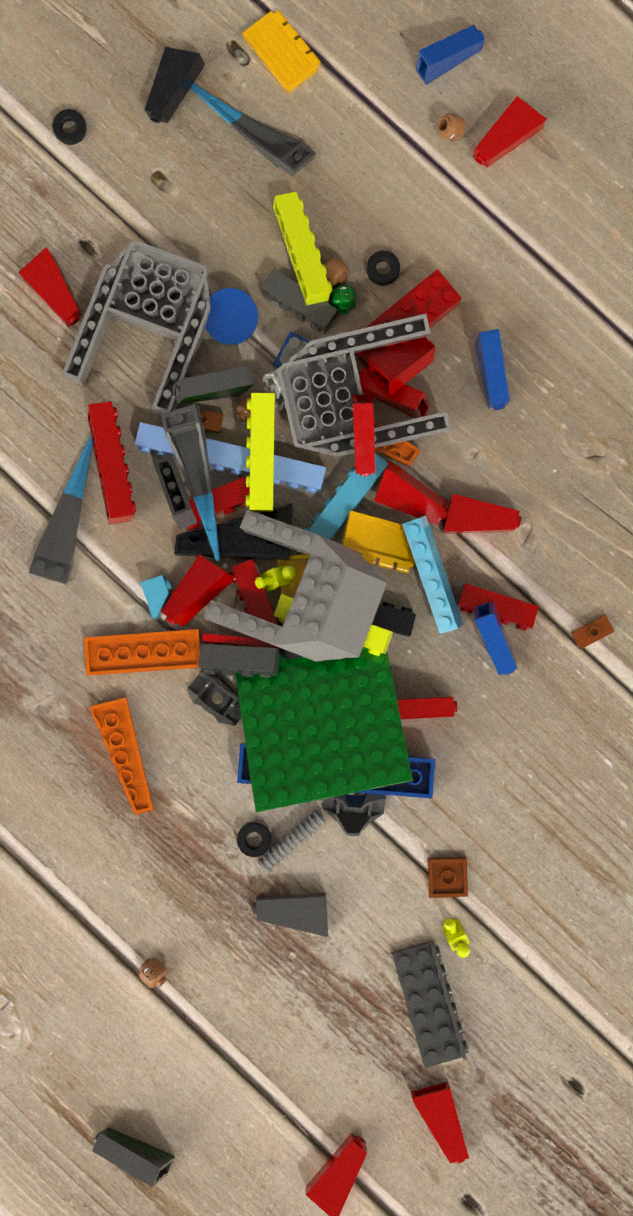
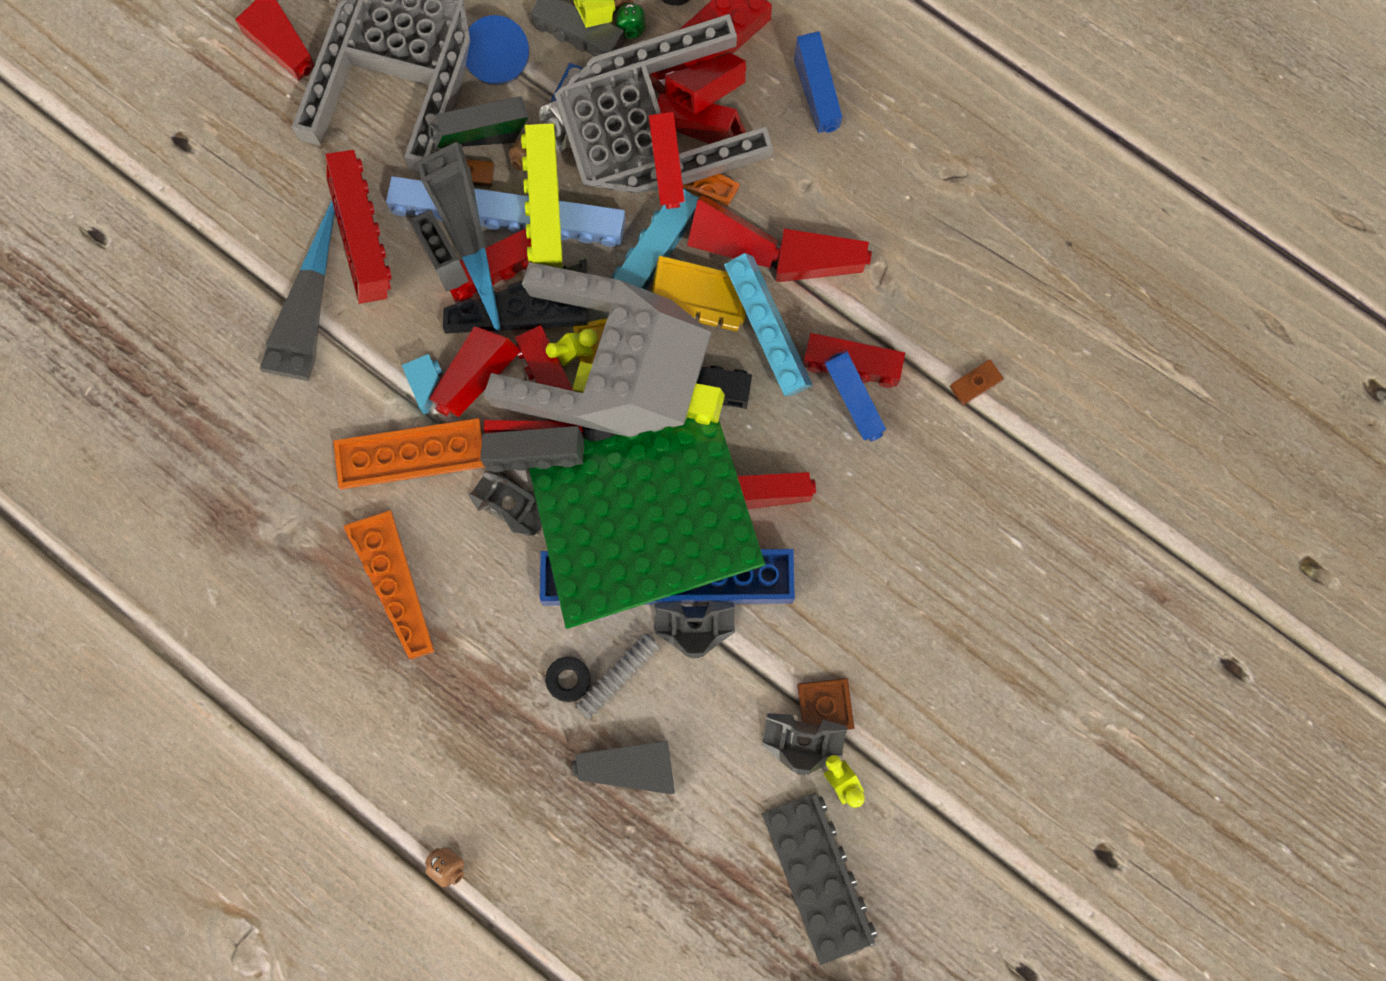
camera: 10 degrees left, 10 degrees down
(440, 906) = (803, 759): none -> dark grey piece

